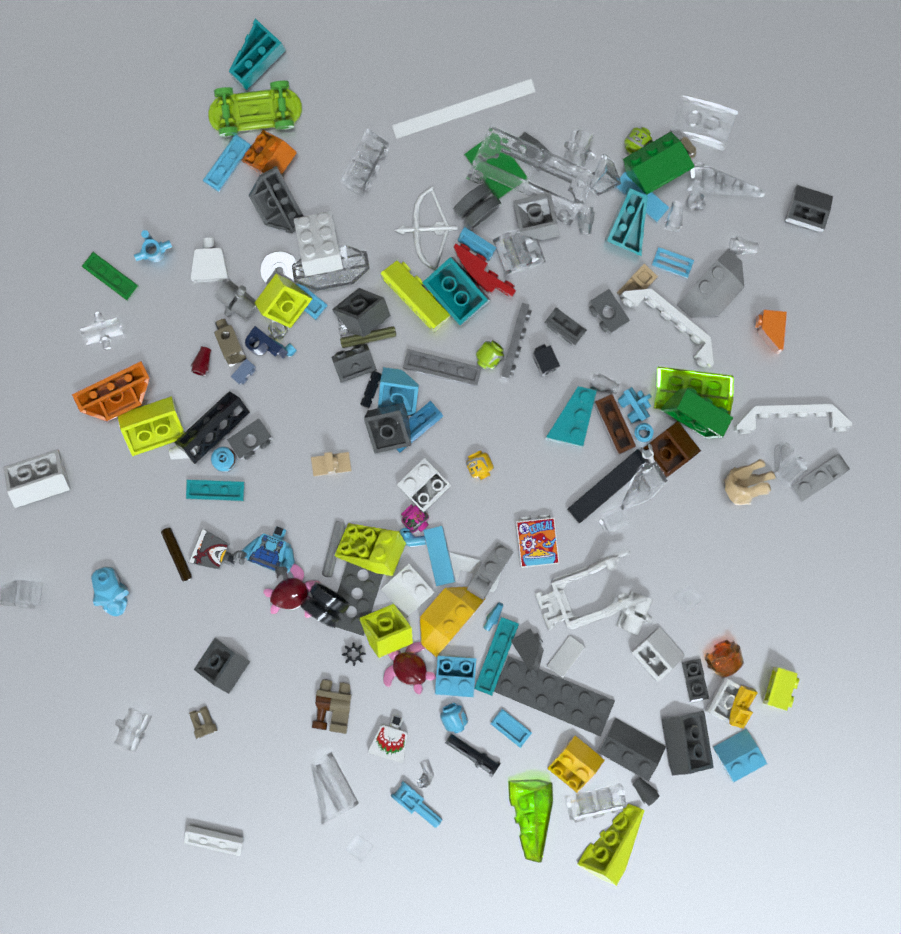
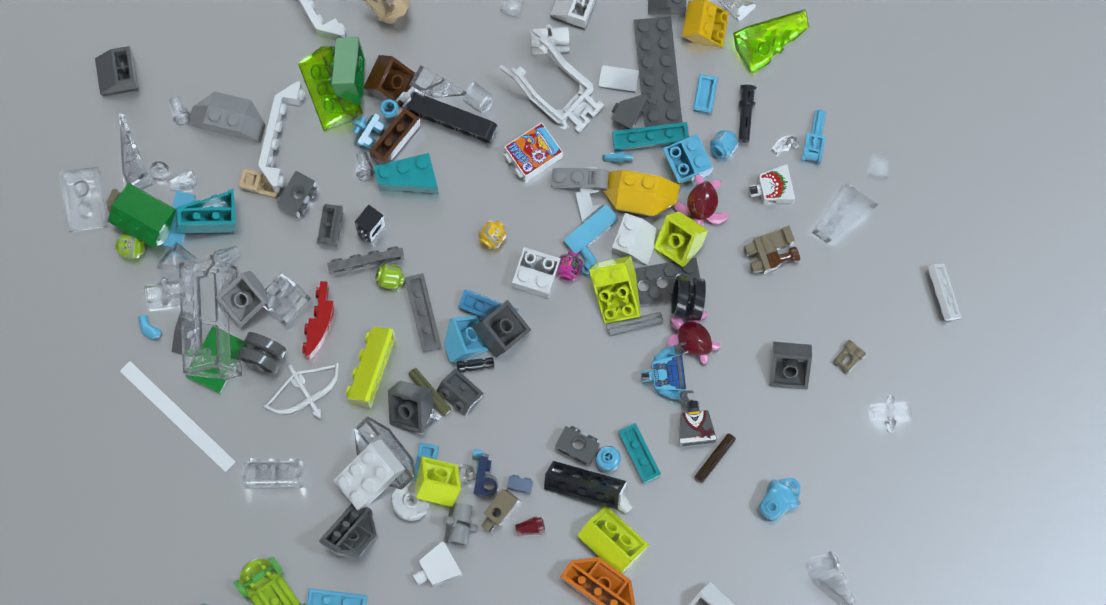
camera: 120 degrees left, 10 degrees down
(268, 153) = (310, 566): orange slope -> none
(331, 464) = (561, 364): tan bracket -> none
(357, 649) = (715, 262): black gear -> none
(456, 291) = (348, 333): teal slope -> none
(476, 243) = (295, 339): medium azure tile -> none
(555, 119) = (148, 330): none -> medium azure arm
(676, 256) = (222, 148): medium azure tile -> none
(772, 328) = (240, 47): orange slope -> none

